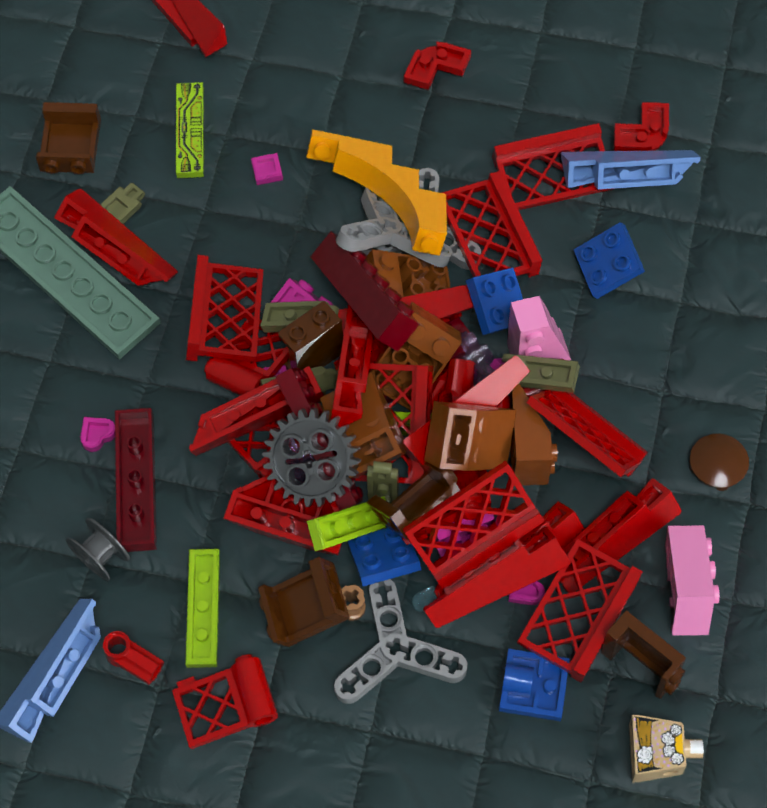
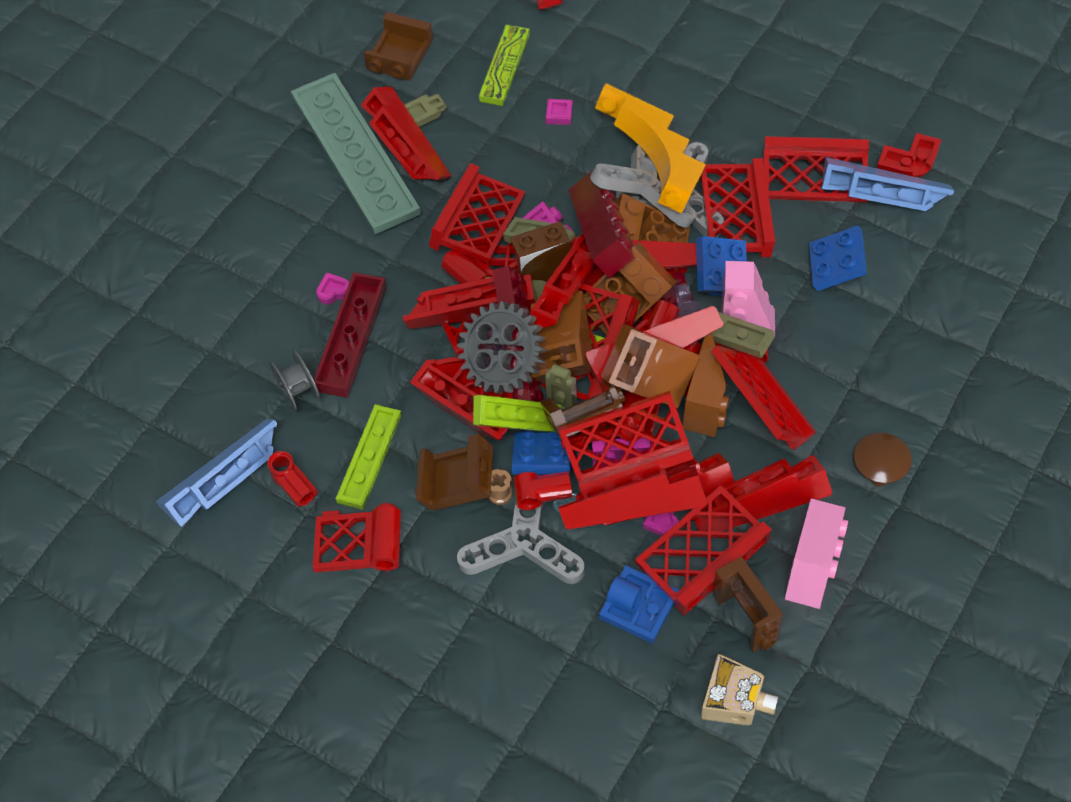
camera: 20 degrees right, 5 degrees down
(392, 596) = (535, 489): none -> red piece
(433, 58) = (748, 56): red plate -> none

